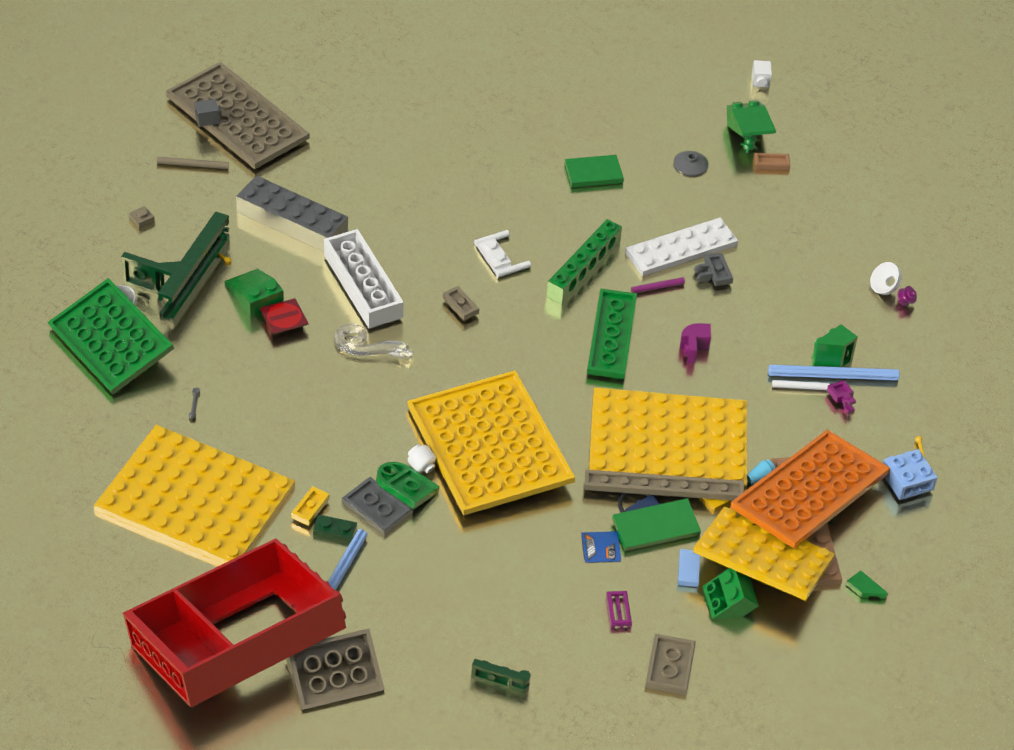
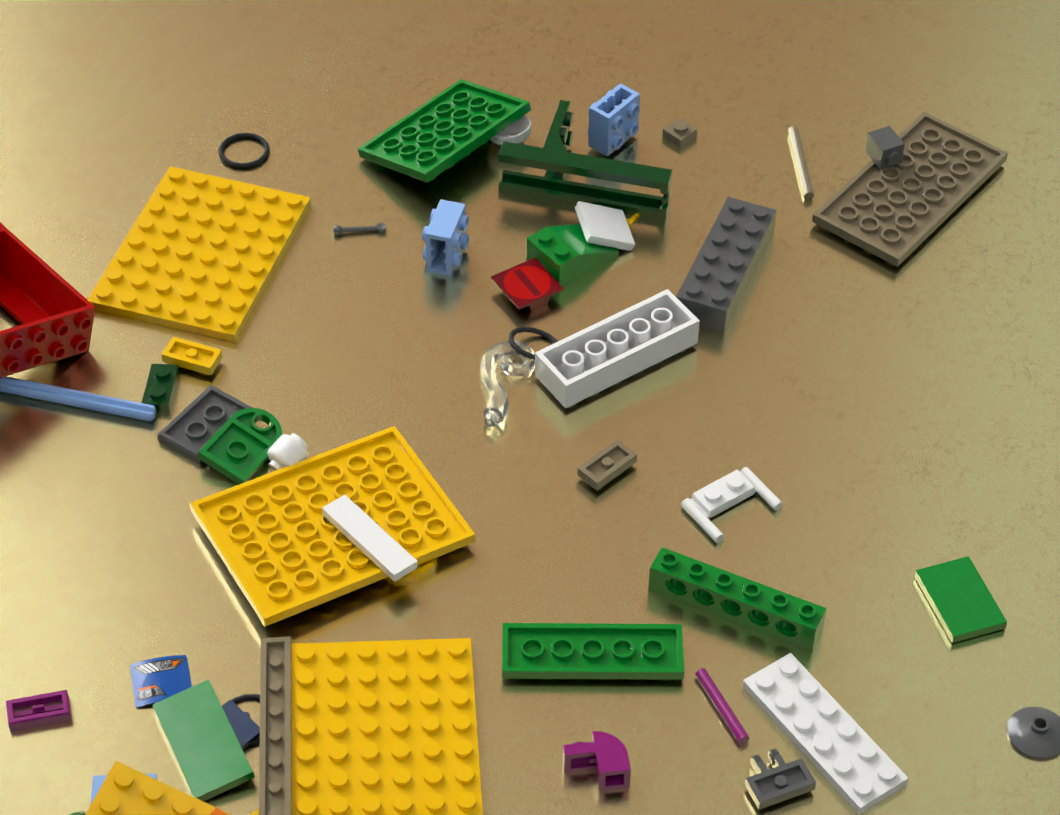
camera: 85 degrees right, 0 degrees up
(79, 476) = (248, 164): none -> black piece
(136, 237) = (613, 119): none -> light blue brick
(234, 347) = (445, 237): none -> light blue brick
(237, 267) = (604, 226): none -> white tile
(342, 314) = (531, 330): none -> black piece
(514, 418) = (369, 538): none -> white tile

